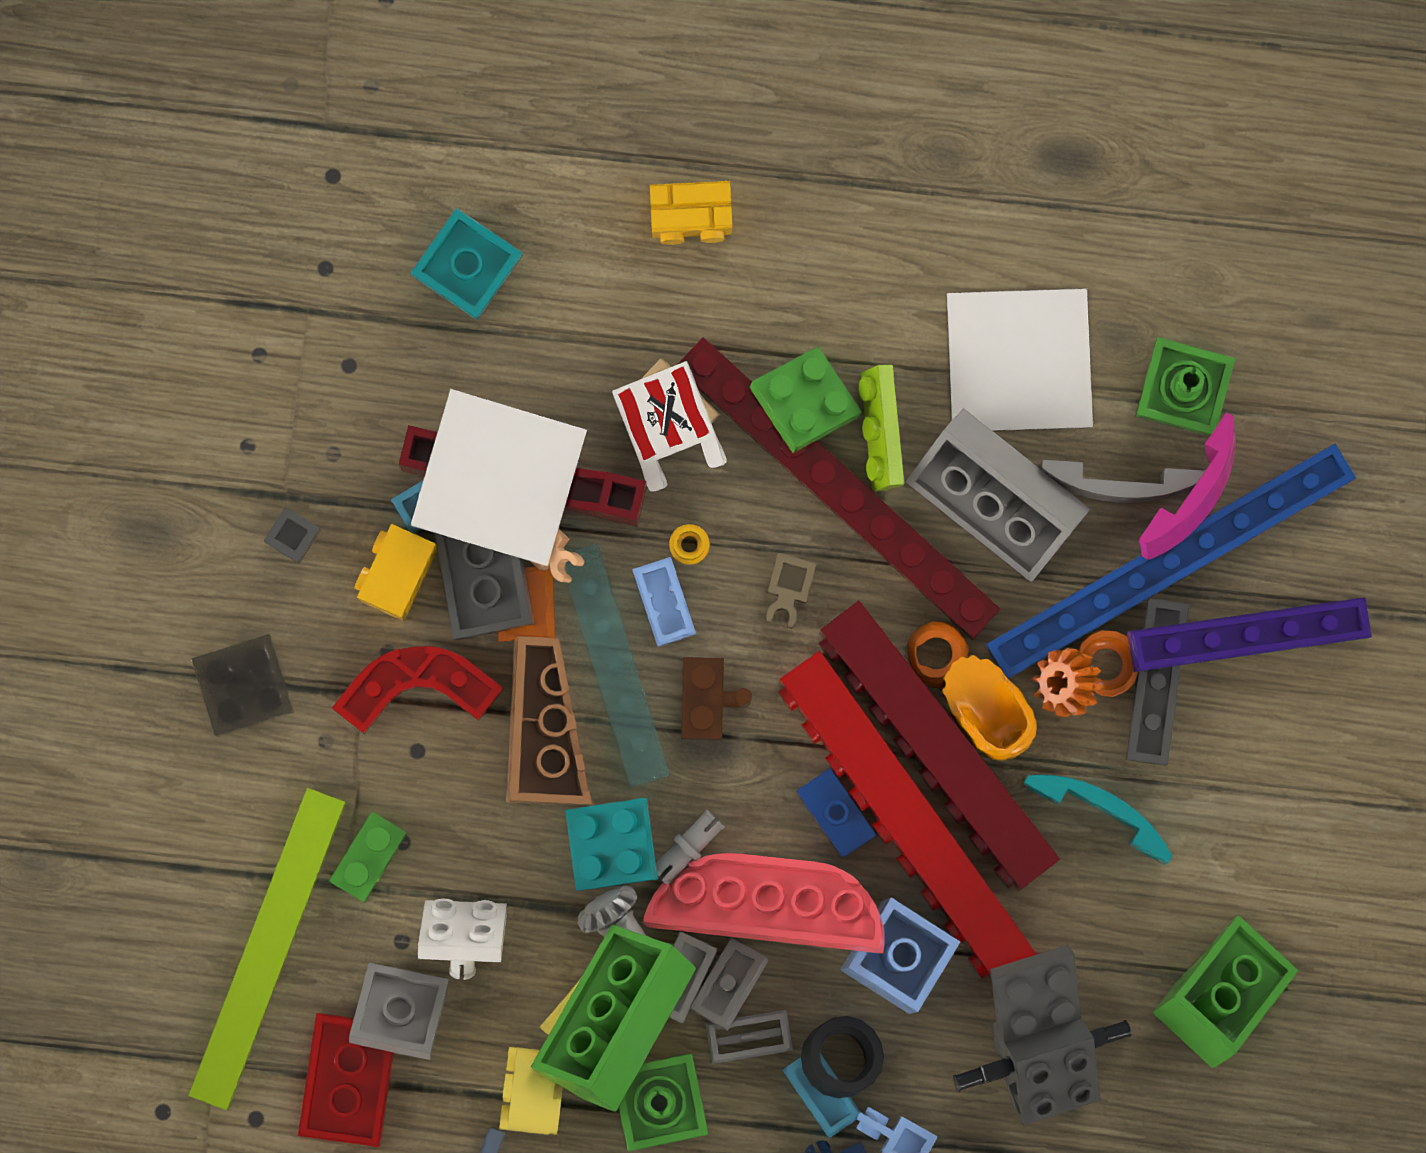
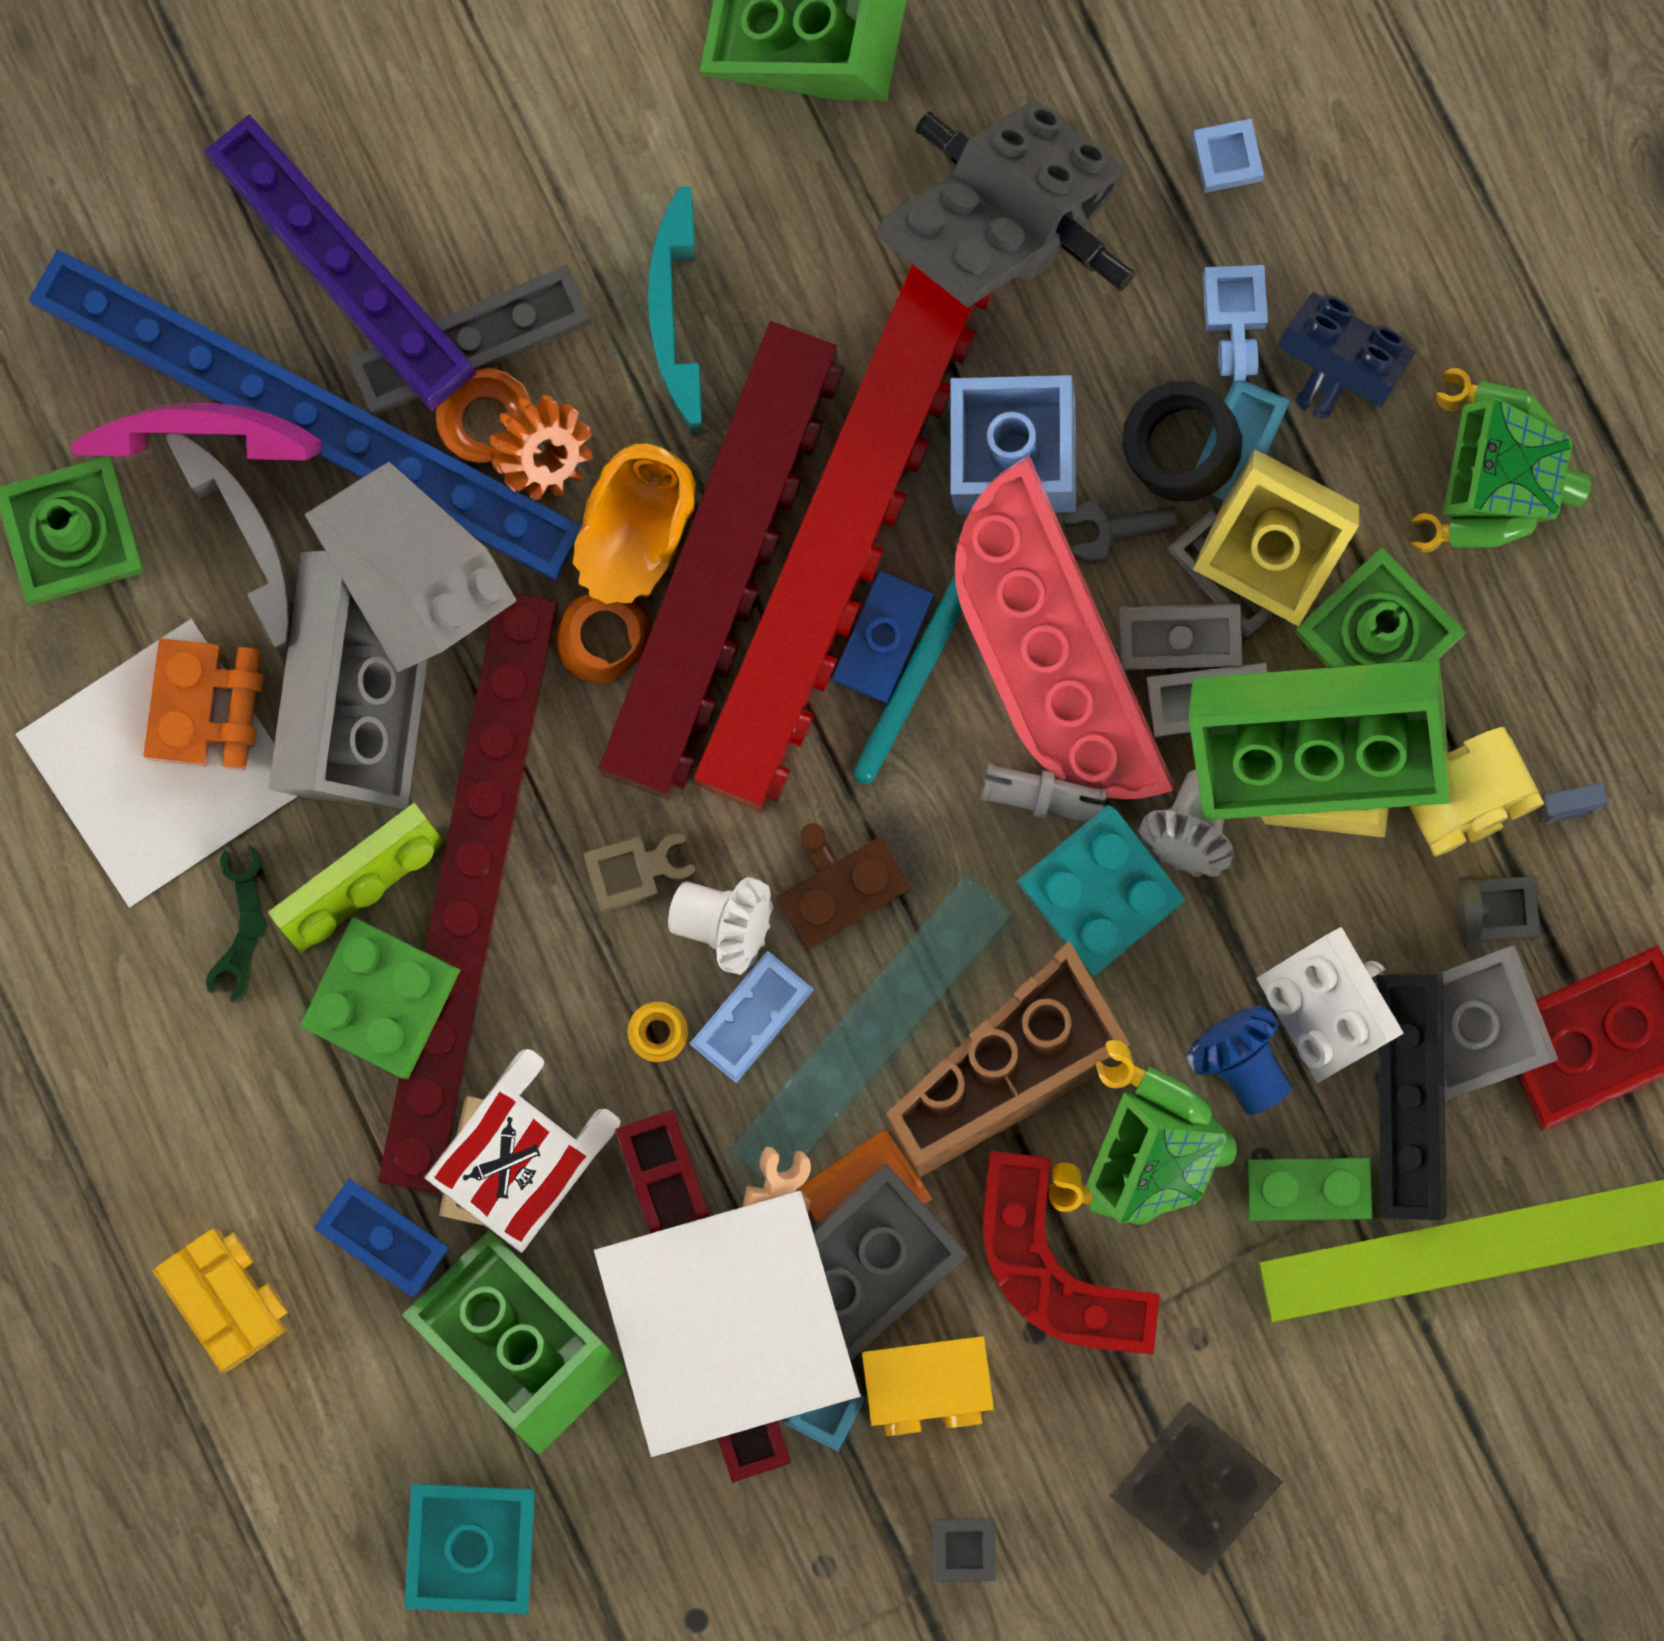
camera: 120 degrees left, 0 degrees up
(381, 946) = (1413, 1099): none -> black plate
(443, 778) = (1154, 1151): none -> bright green torso
(458, 1067) = (1496, 910): none -> dark grey tile
(464, 864) = (1243, 1058): none -> blue gear
(564, 356) = (514, 1342): none -> bright green slope
(669, 319) = (382, 1238): none -> blue plate
(726, 620) = (725, 920): none -> white gear
(751, 1076) = (1277, 537): none -> light yellow slope
(796, 807) = (909, 687): none -> teal piece
(816, 989) = (1115, 528): none -> dark grey bar
(892, 354) = (251, 927): none -> dark green piece
(1042, 562) = (408, 565): none -> light grey slope
(1046, 394) = (185, 700): none -> orange plate

